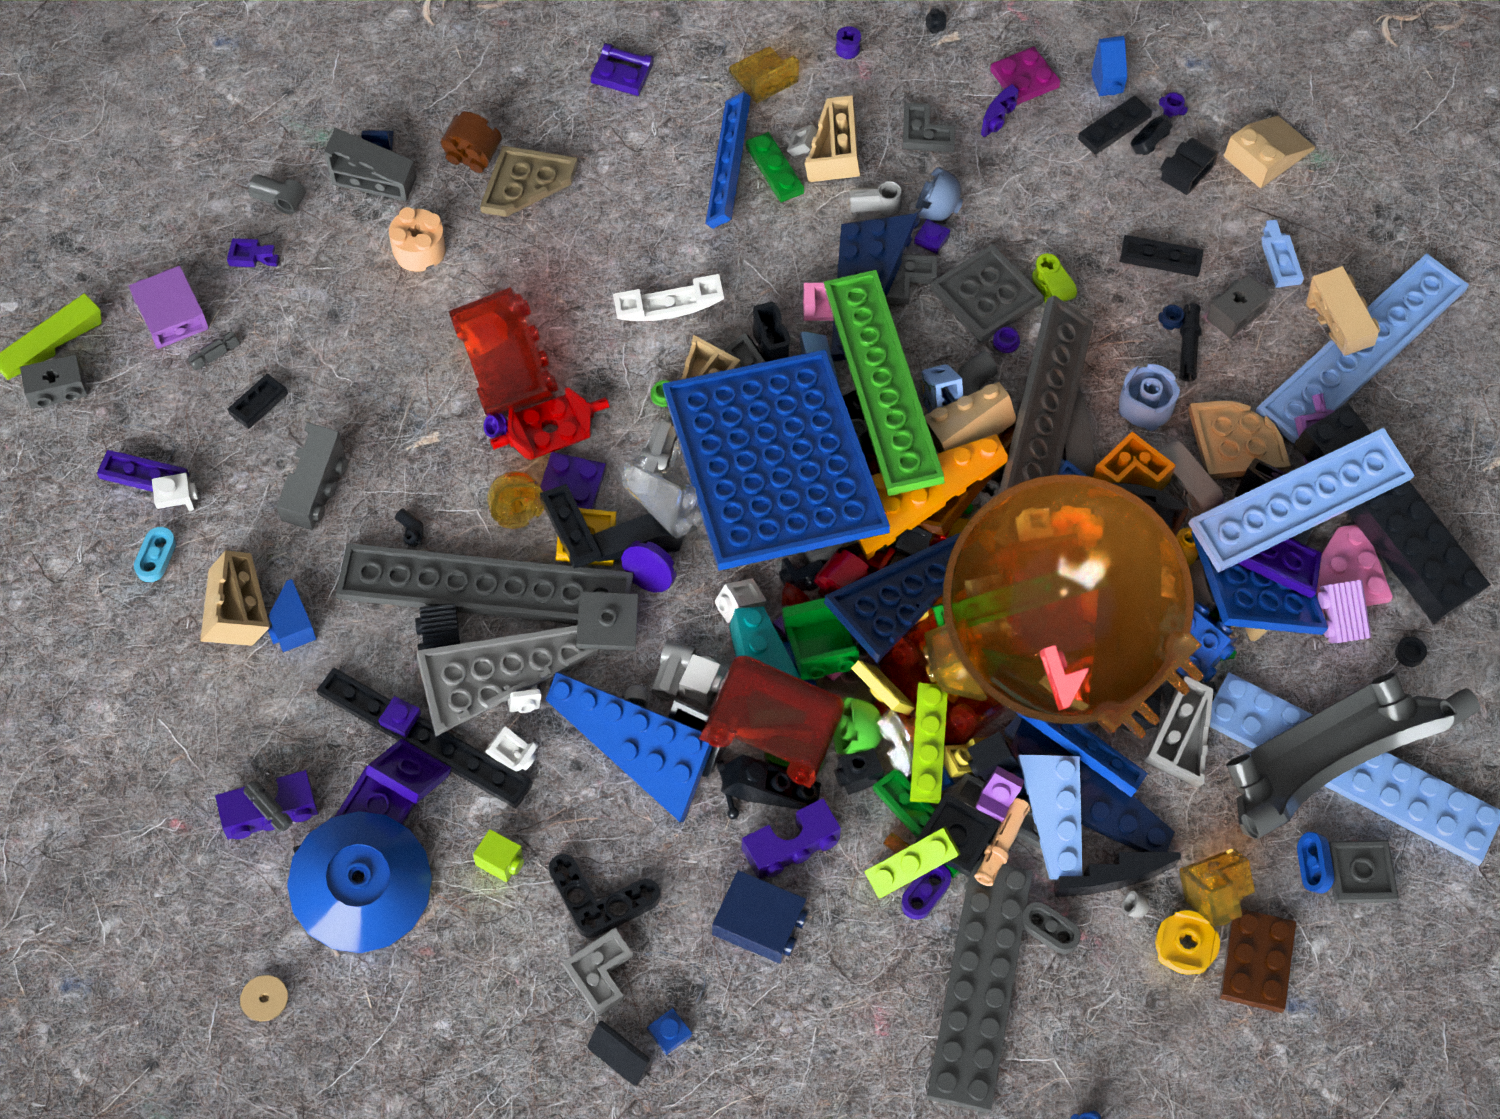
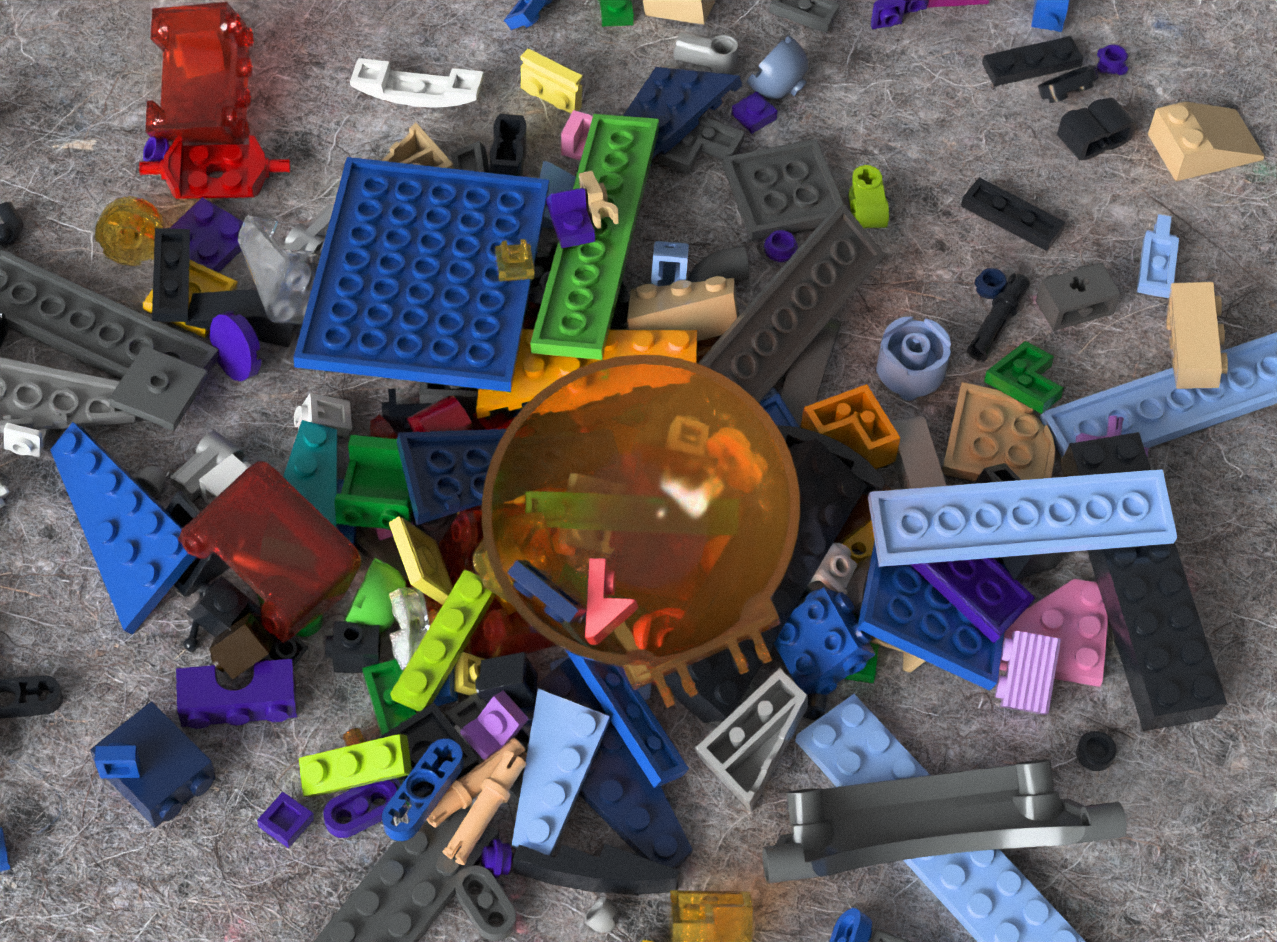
camera: 20 degrees right, 5 degrees down
(743, 925) = (117, 761): none -> blue plate
(772, 264) = (551, 81): none -> light yellow plate
(782, 803) = (240, 646): none -> dark brown brick
(840, 427) = (514, 261): none -> clear yellow tile
(860, 376) = (570, 217): none -> dark purple slope
(870, 354) = (597, 199): none -> tan plate
(876, 921) = (285, 819): none -> dark purple plate
(969, 840) = (422, 806): none -> blue beam
(1010, 681) = (538, 582): none -> dark blue plate
(1022, 858) = (493, 793): none -> light nougat pin
(1043, 890) = (497, 857): none -> dark purple plate
(1229, 387) = (1022, 379): none -> green plate

